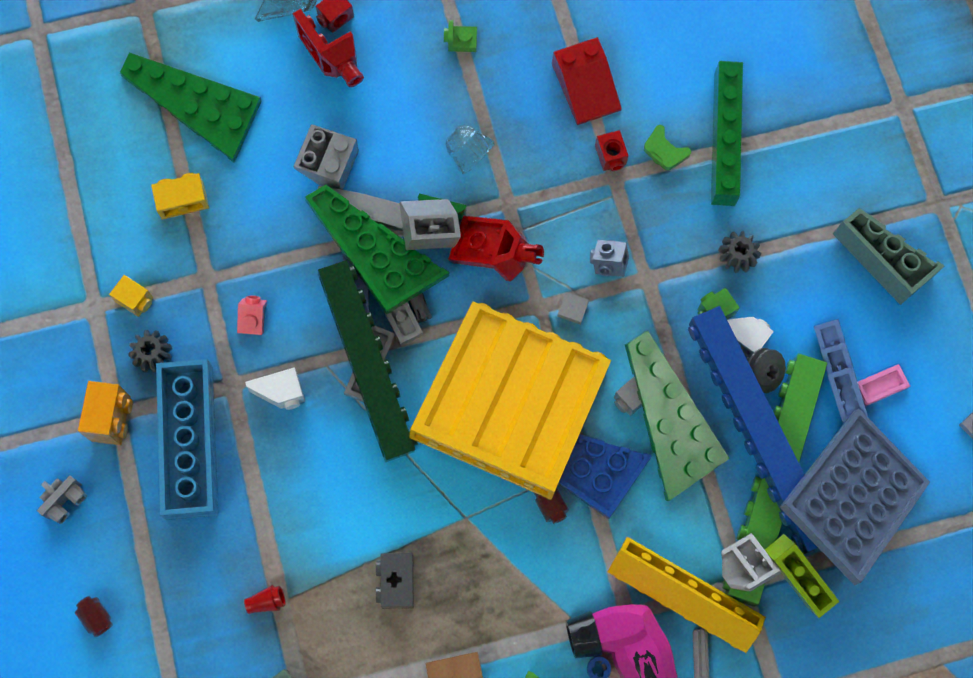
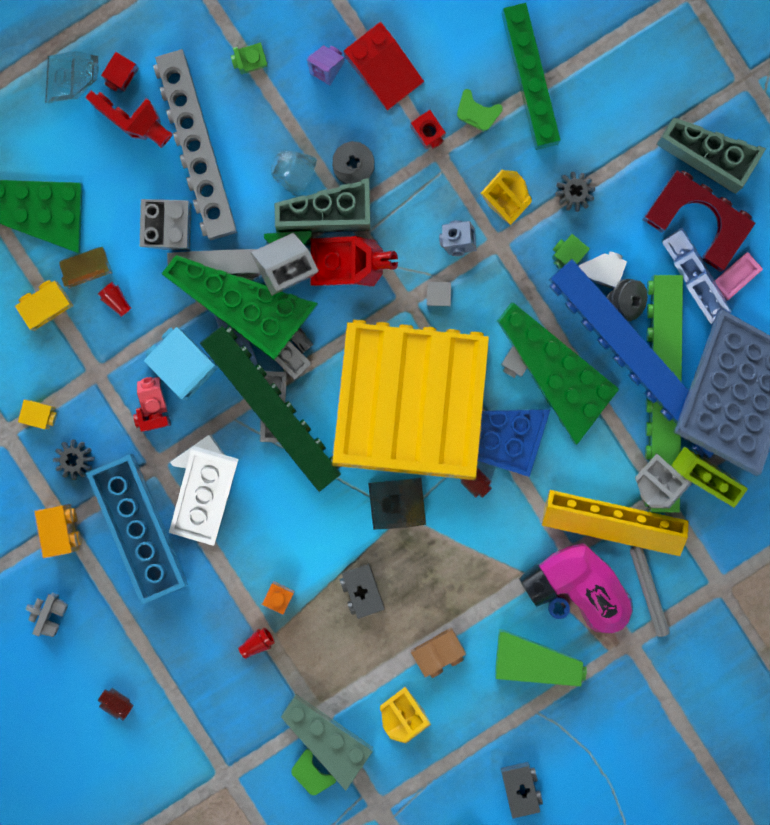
camera: 20 degrees left, 15 degrees up
(233, 176) = (85, 267): none -> clear orange panel
(245, 341) = (155, 421): none -> red bracket
(251, 211) = (114, 298): none -> red cone
(266, 426) = (203, 495): none -> white plate
(293, 291) = (180, 363): none -> medium azure slope
(305, 558) = (278, 597): none -> orange brick
(382, 19) = (177, 63): none -> light grey brick
(463, 501) = (397, 503): none -> clear smoke slope
(488, 192) = (326, 211): none -> sand green wedge
(531, 60) = (325, 63): none -> medium lavender slope
(531, 148) = (342, 158): none -> dark grey piece
(670, 234) = (507, 195): none -> yellow slope
(850, 285) = (732, 224): none -> dark red arch

